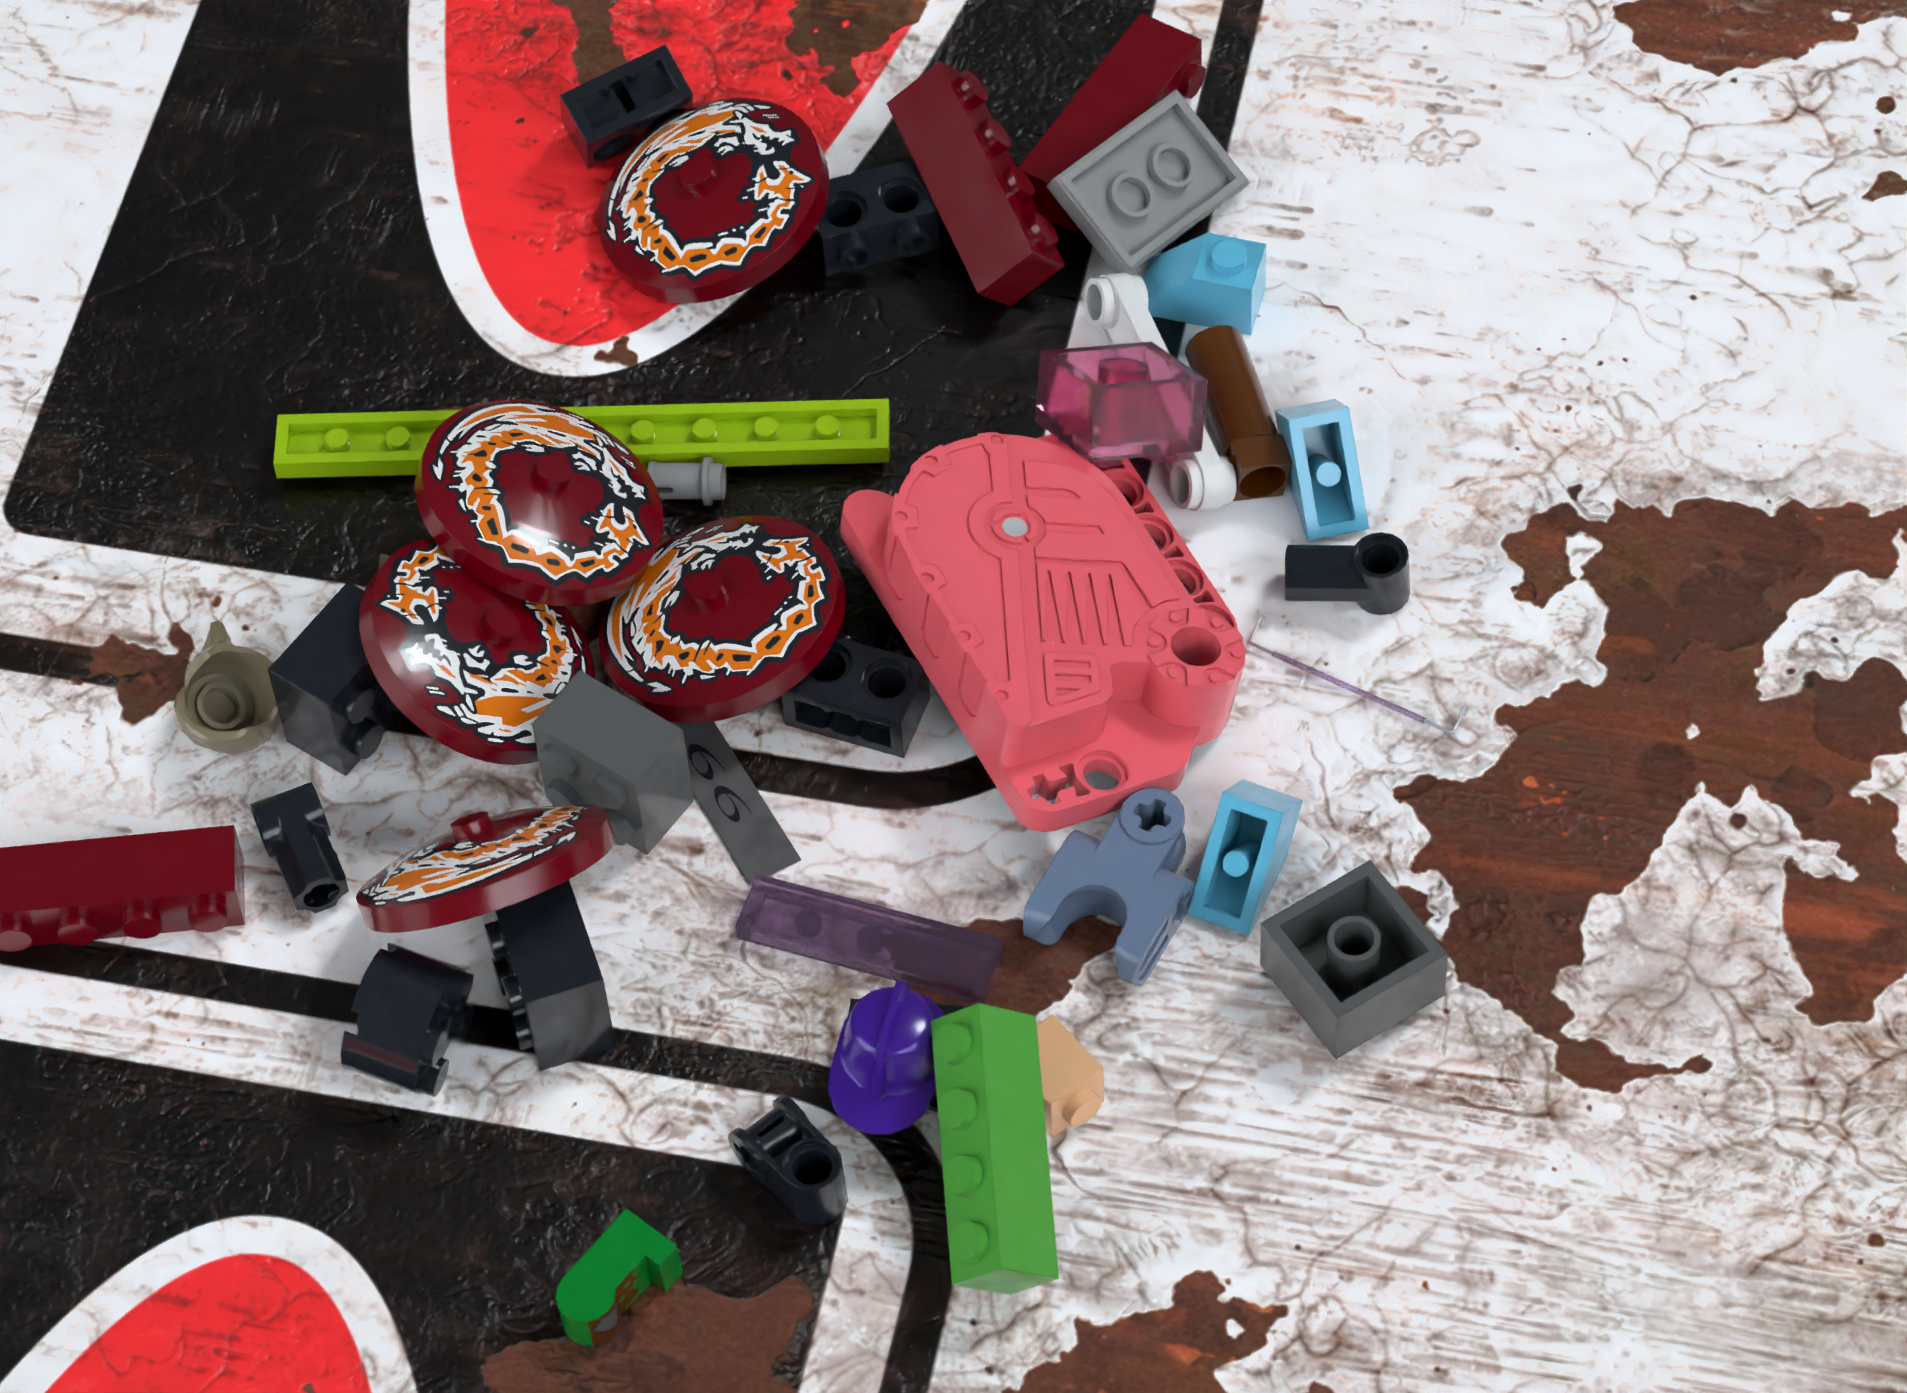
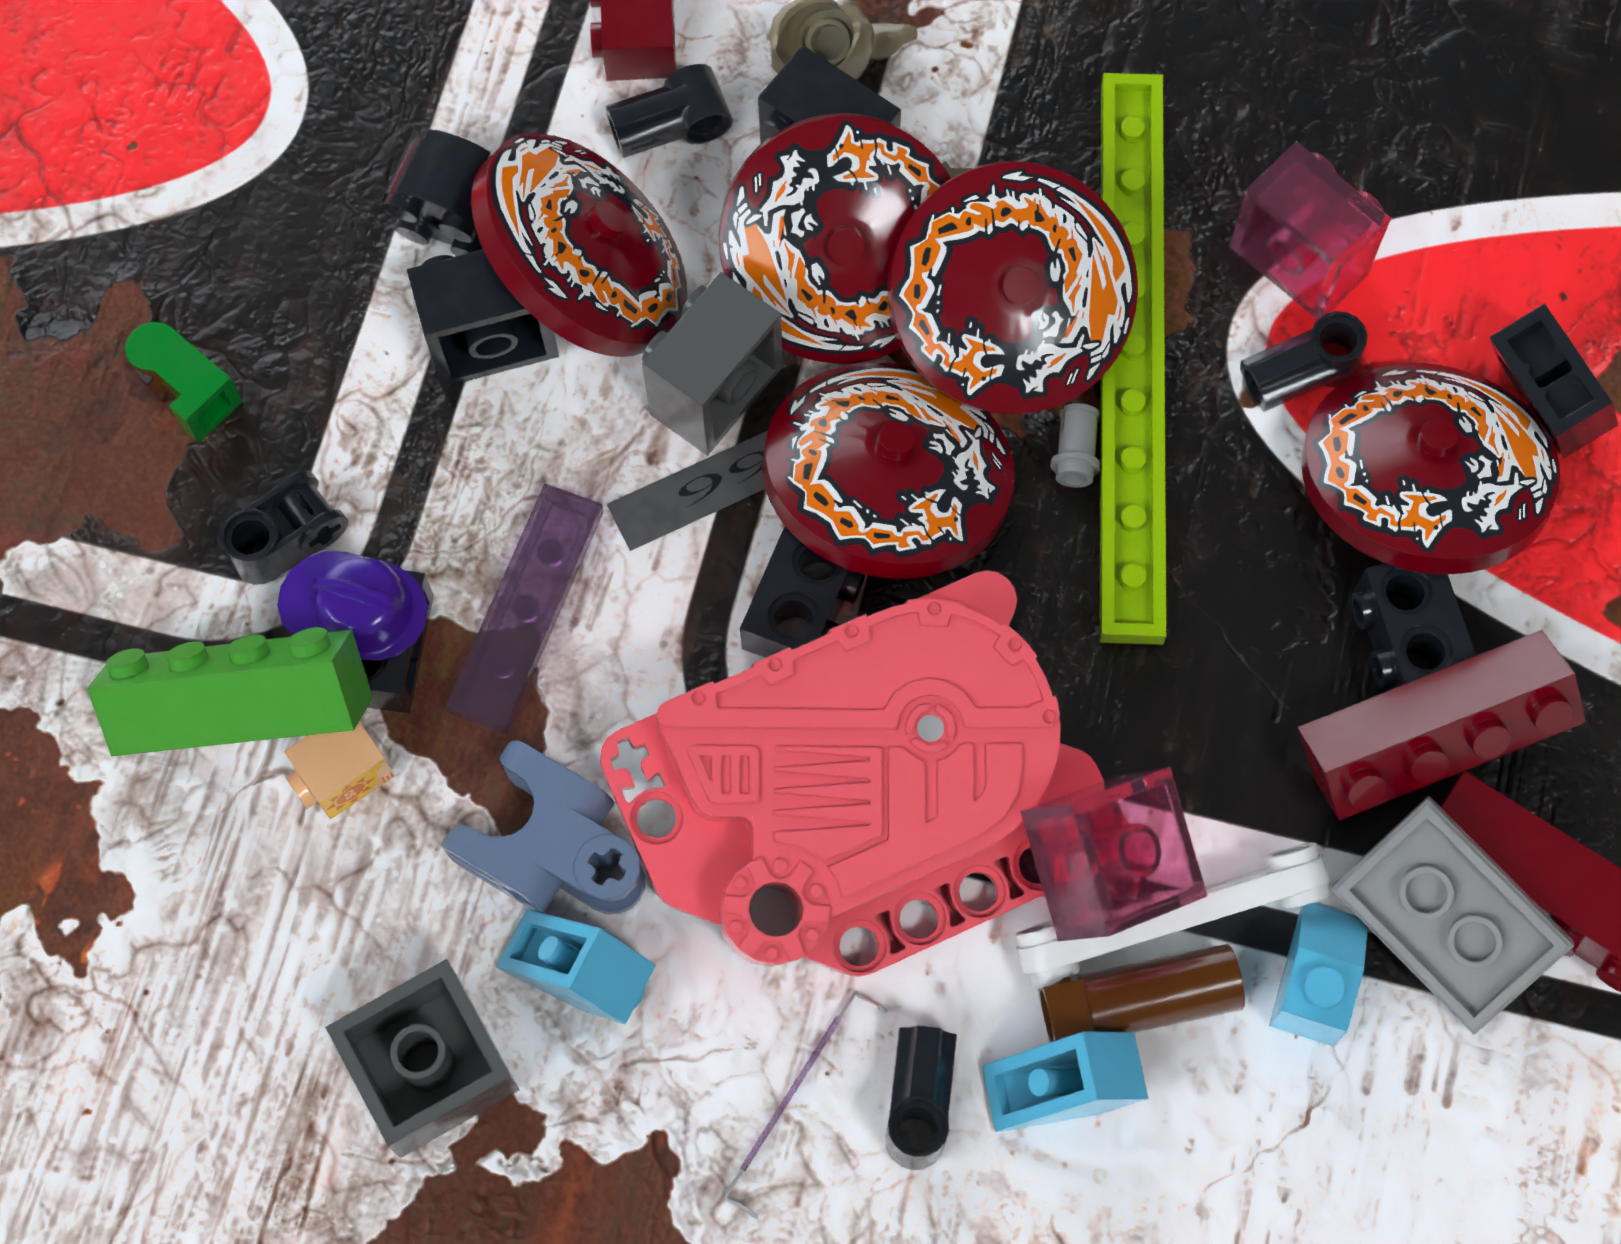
camera: 90 degrees right, 15 degrees up
(470, 283) = (1309, 230): none -> clear pink brick
(599, 298) = (1303, 364): none -> black piece

